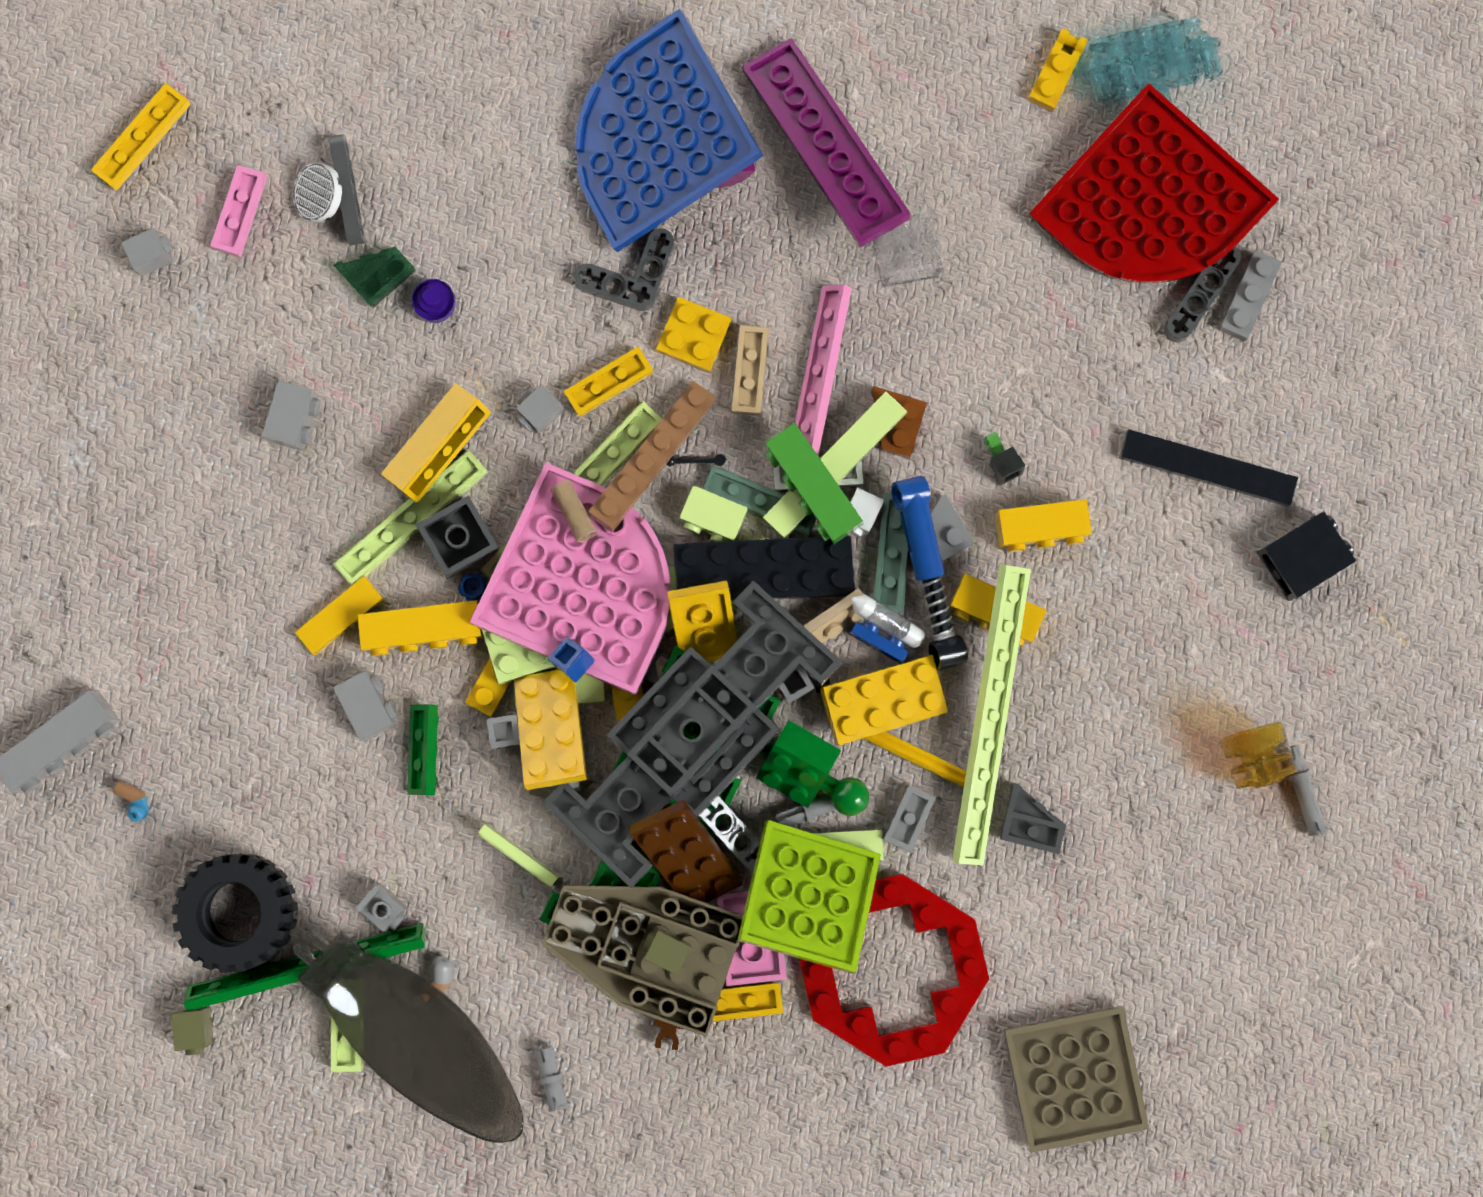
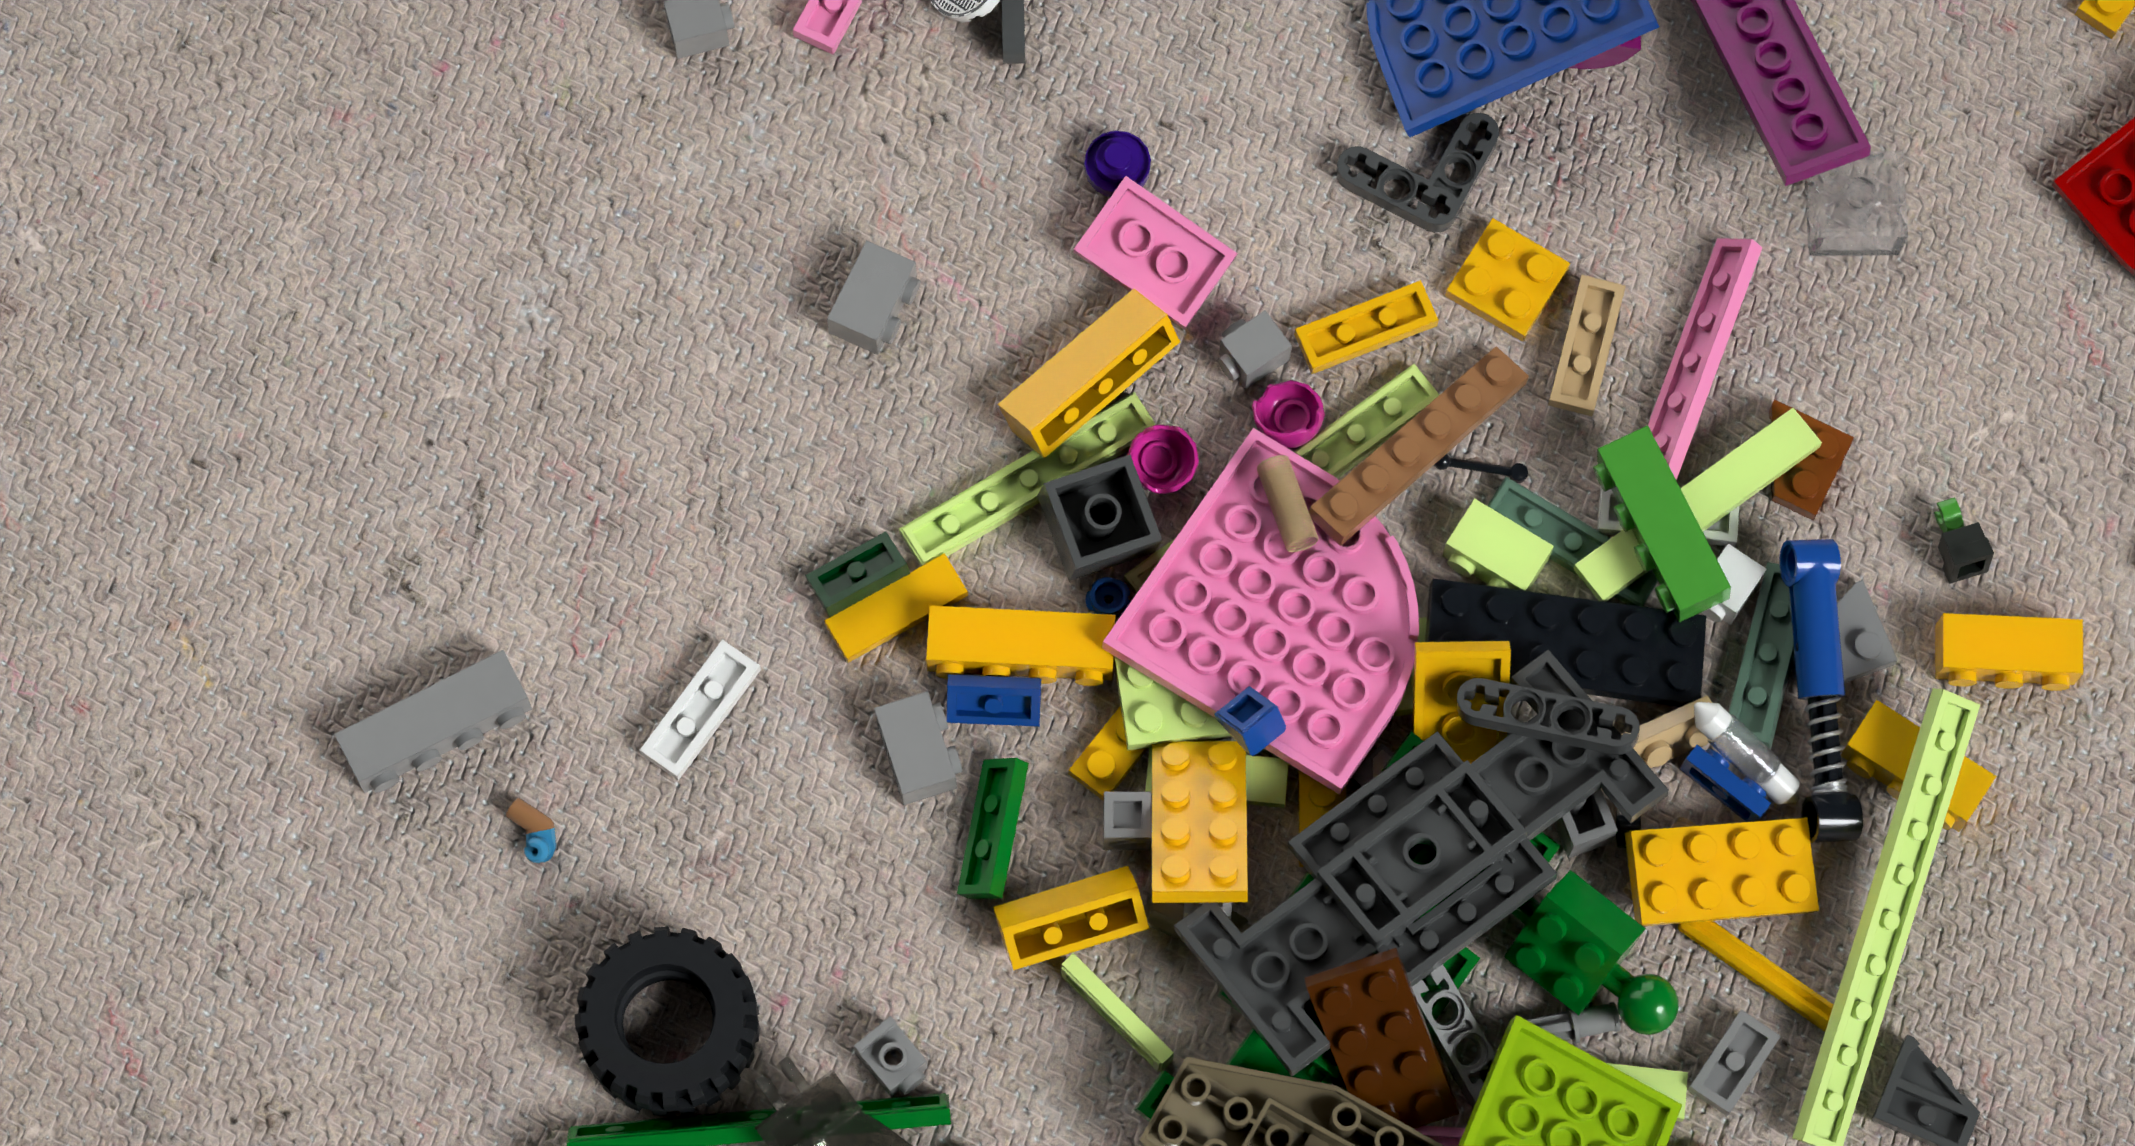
camera: 15 degrees right, 10 degrees down
(224, 704) = (700, 709): none -> white plate
(310, 599) = (857, 574): none -> dark green plate
(376, 274) = (1036, 111): clear green wing -> none
(409, 666) = (993, 700): none -> blue plate
(466, 355) = (1155, 251): none -> bright pink plate
(479, 801) = (1071, 917): none -> yellow brick
(492, 491) = (1164, 458): none -> dark pink hair
(567, 448) = (1289, 413): none -> dark pink hair
(759, 621) = (1549, 708): none -> dark grey beam

